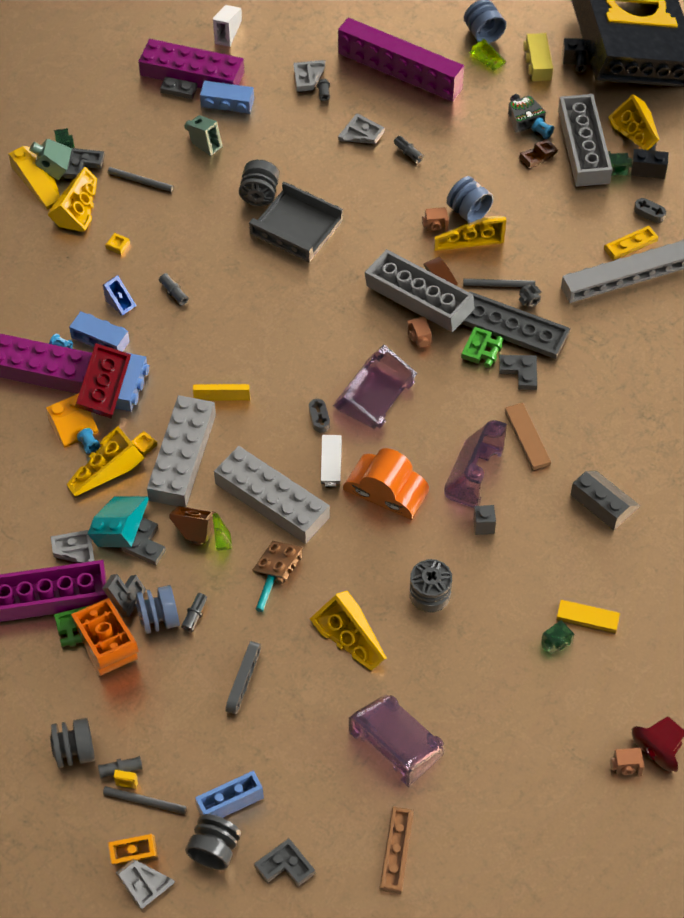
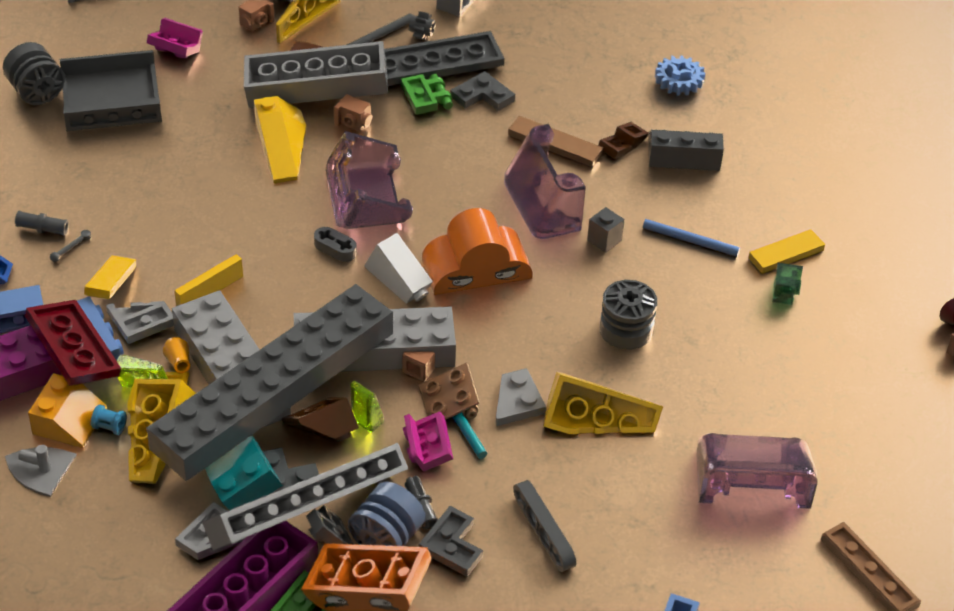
camera: 45 degrees left, 10 degrees down
(33, 443) = (40, 467): none -> light grey shield
(123, 563) = (303, 496): none -> light grey brick
(126, 423) = (136, 368): none -> clear neon green slope
(159, 426) = (177, 353): none -> light orange cone
(163, 389) = (141, 319): none -> light grey wing
(171, 351) = (110, 277): none -> yellow tile
(175, 480) = (269, 382): none -> dark grey brick
(182, 644) = (447, 543): none -> dark grey plate
(191, 313) = (85, 235): none -> dark grey hinge
(235, 578) = (428, 441): none -> dark pink bracket
(281, 528) = (418, 364): none -> nougat slope
(316, 590) = (518, 398): none -> light grey wing
(364, 317) = (282, 136): none -> yellow wedge
(369, 209) = (176, 38): none -> dark pink bracket
(538, 564) = (691, 237): none -> medium blue bar
(571, 466) = (624, 140): none -> reddish brown slope
(661, 443) = (680, 75): none -> light blue gear

